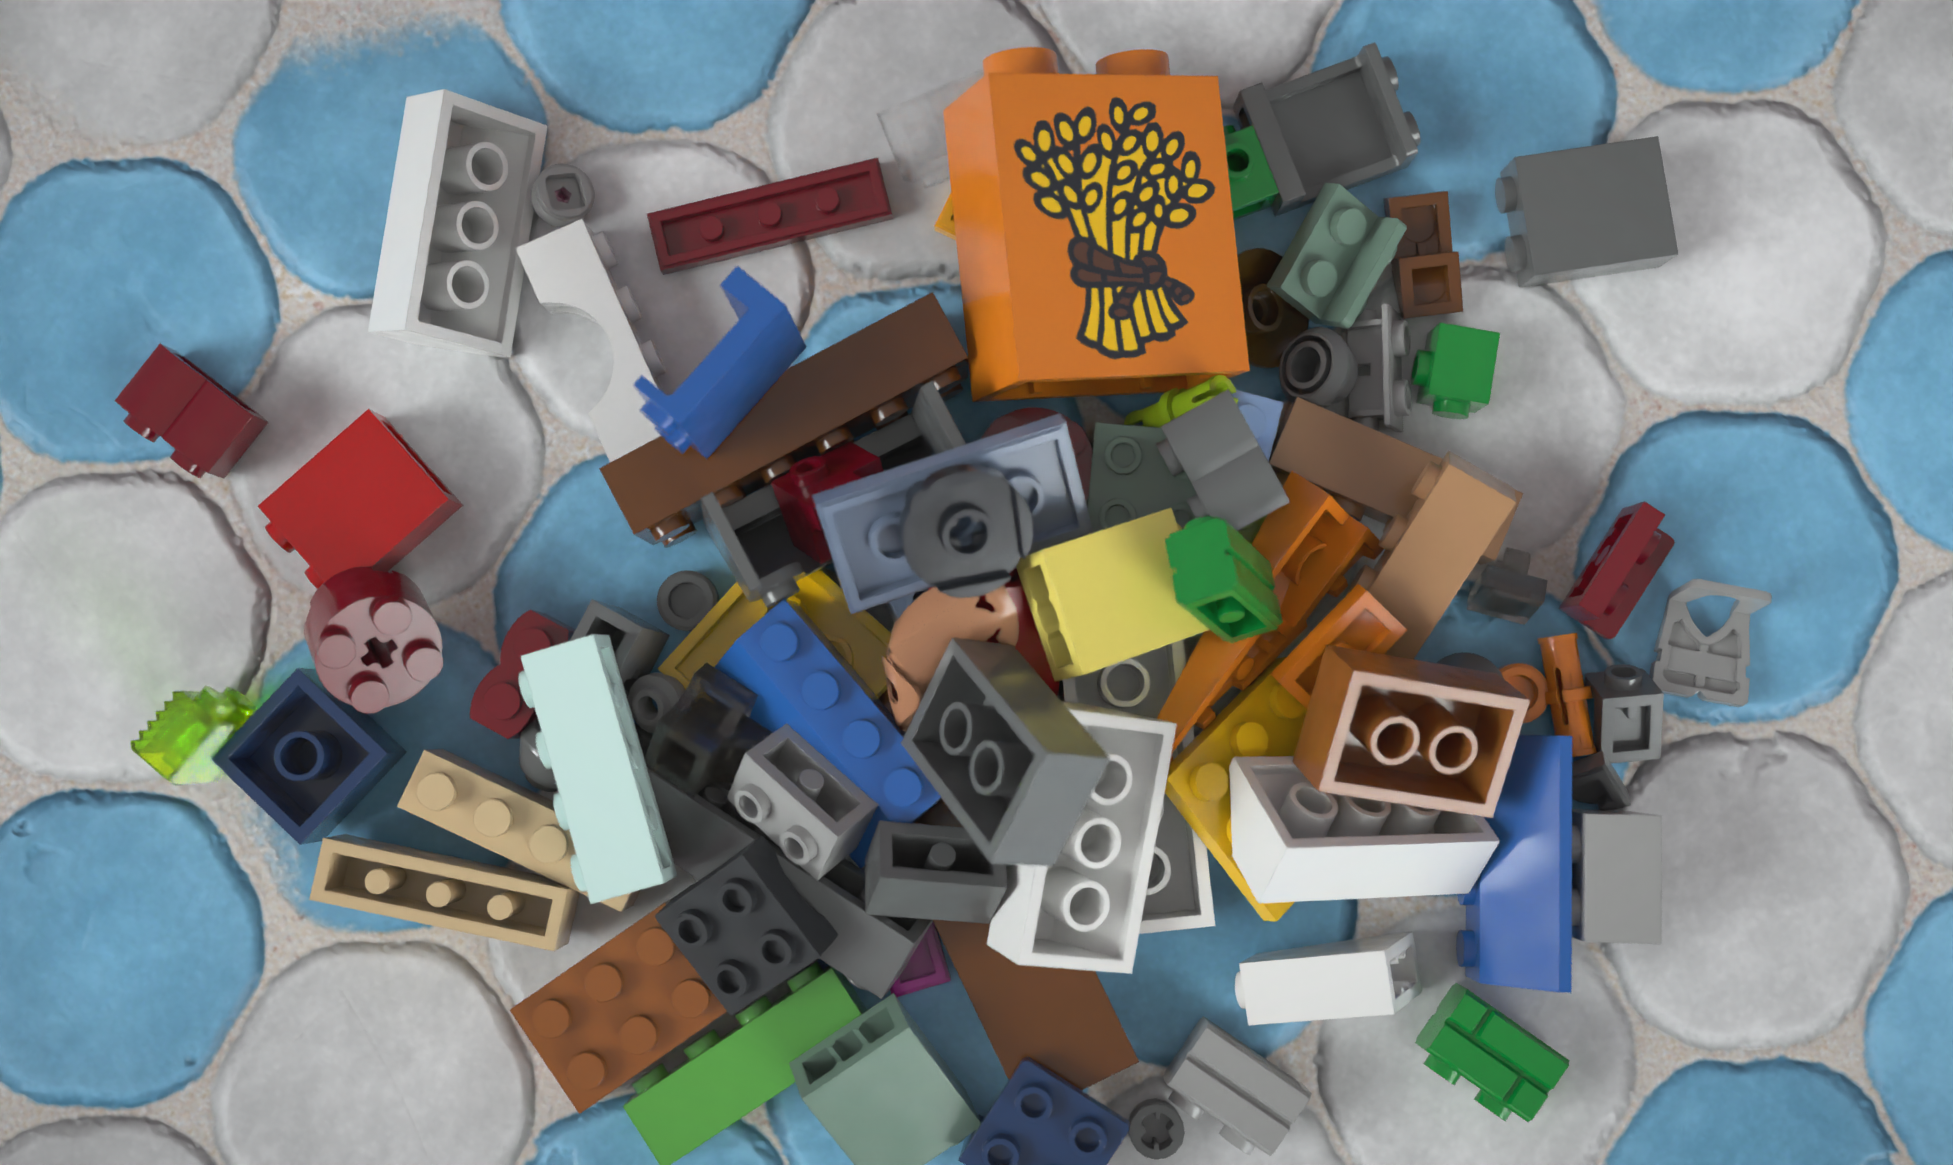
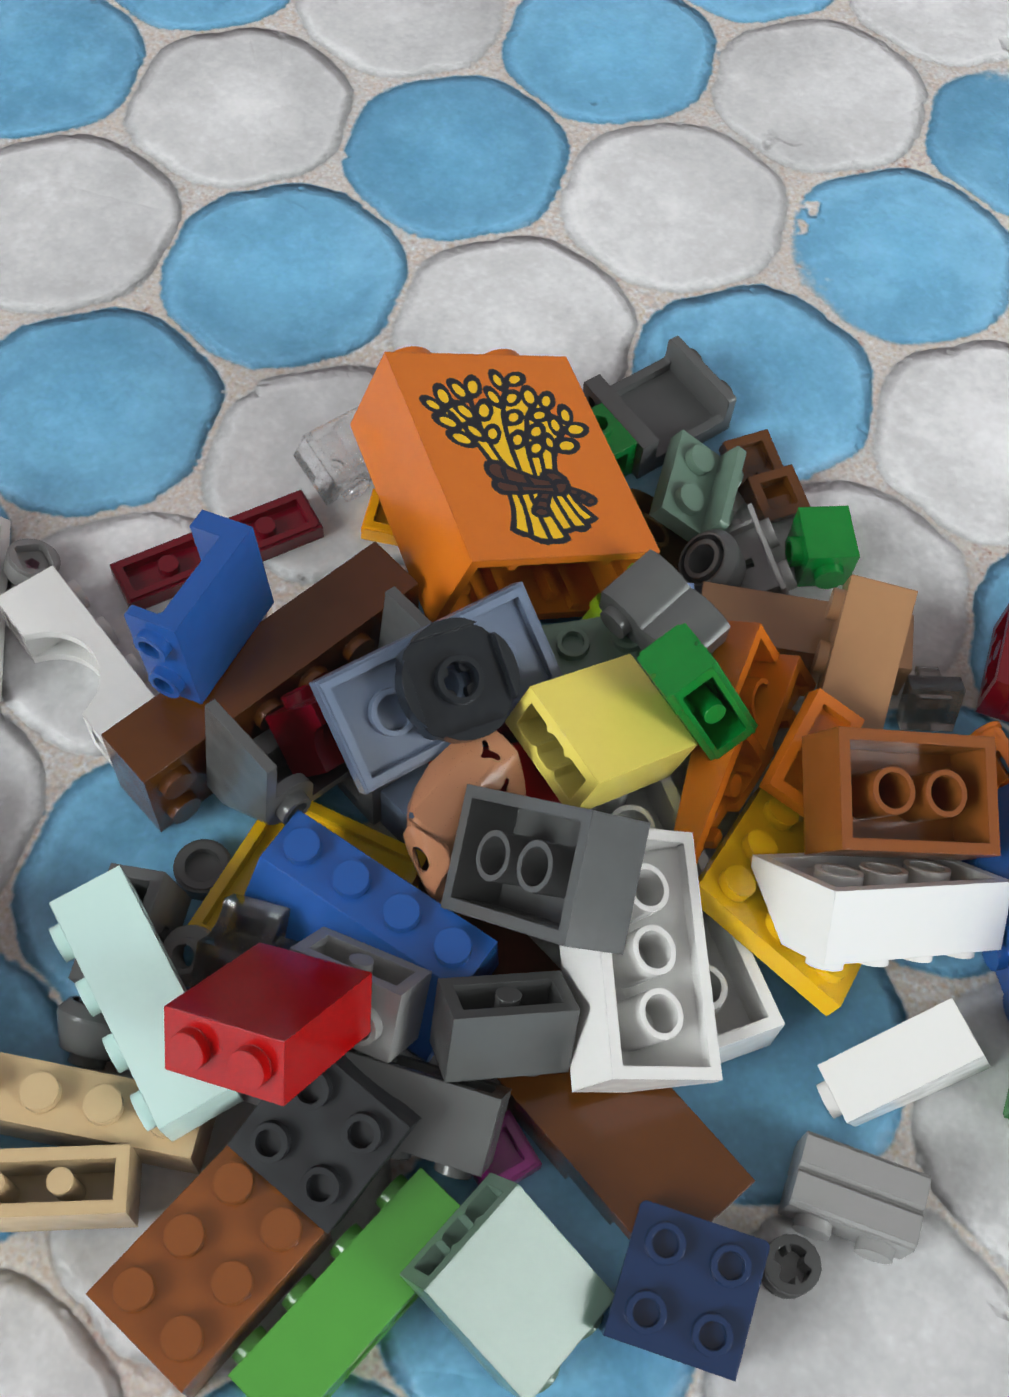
camera: 20 degrees left, 25 degrees down
(498, 697) = (39, 974): dark red brick -> none
(705, 842) = (268, 1022): none -> red brick
(1586, 212) = (879, 424): dark grey brick -> none

